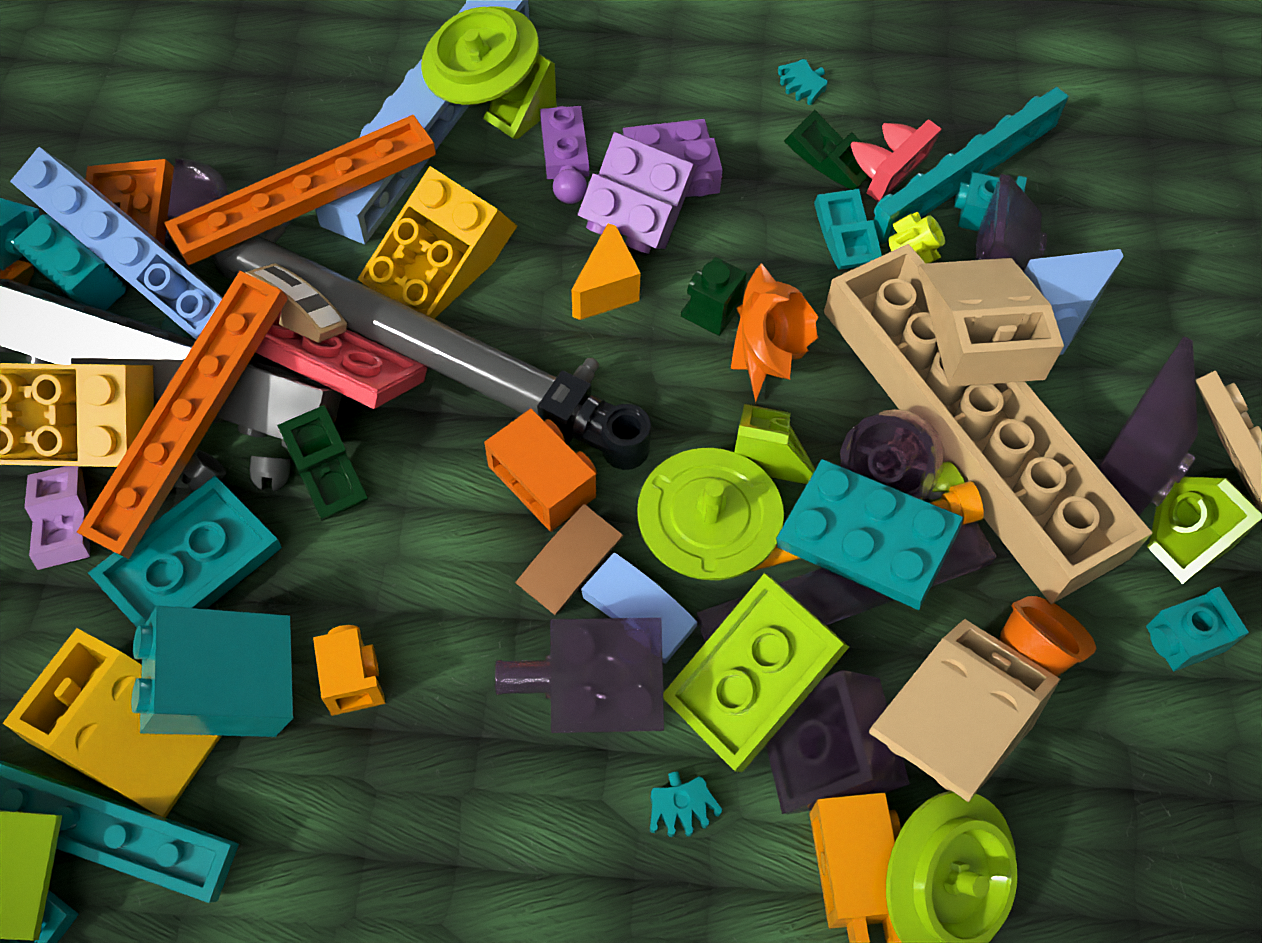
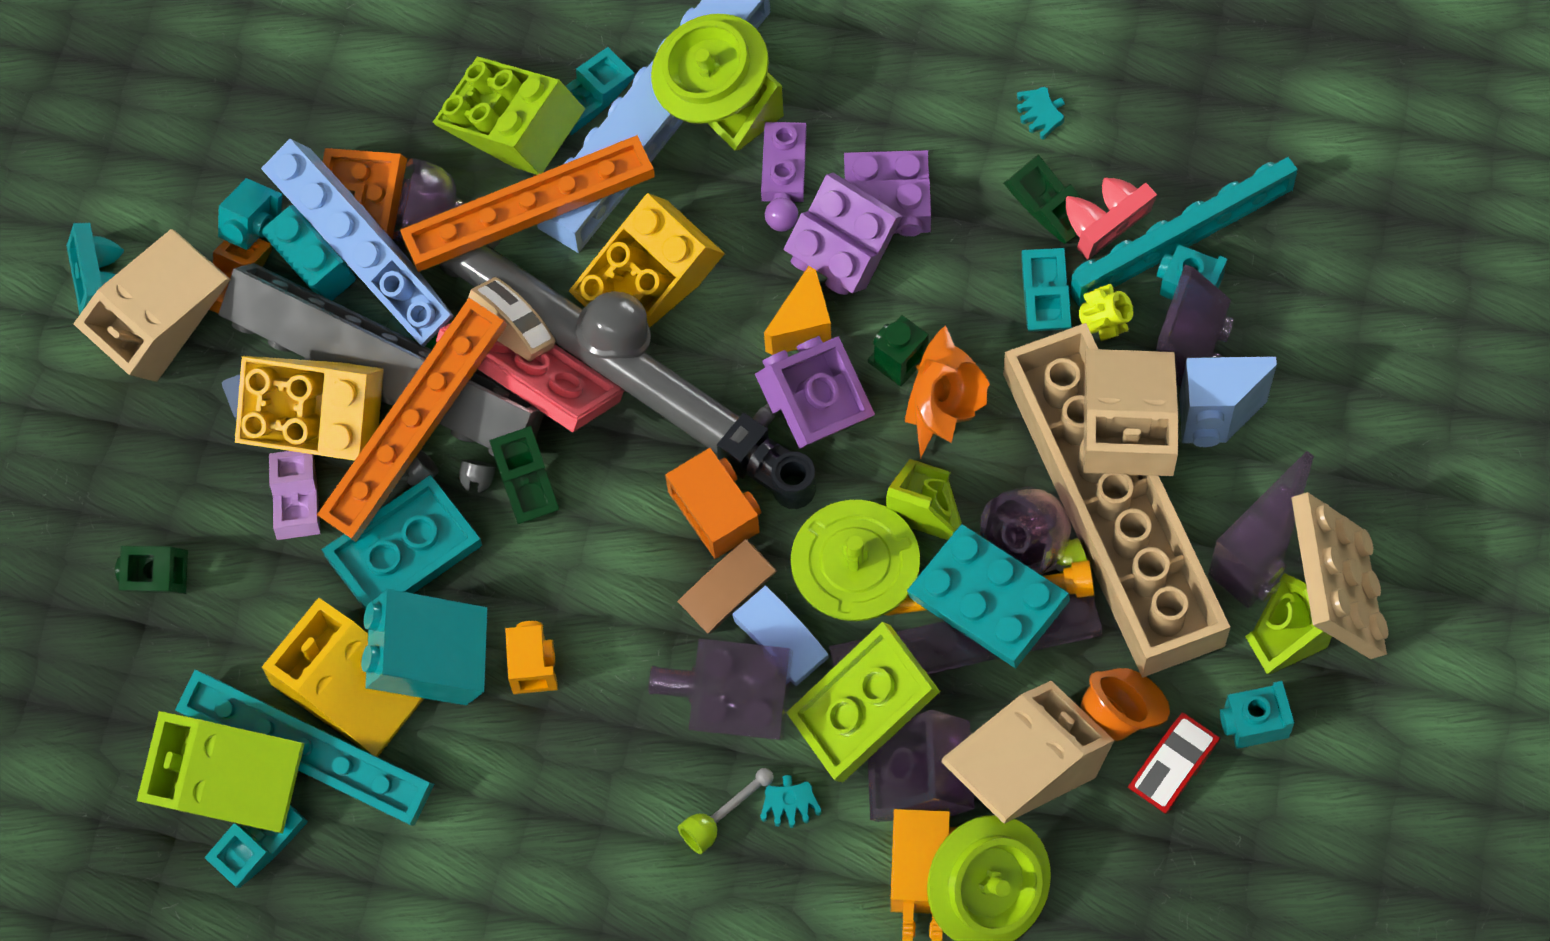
camera: 15 degrees right, 5 degrees up
(282, 119) = (510, 114): none -> lime slope
(362, 100) = (599, 84): none -> teal slope
(408, 297) = (613, 327): none -> dark grey helmet
(580, 855) = (701, 830): none -> hinge
(633, 341) = (814, 390): none -> medium lavender plate
(1117, 697) = (1174, 762): none -> slope

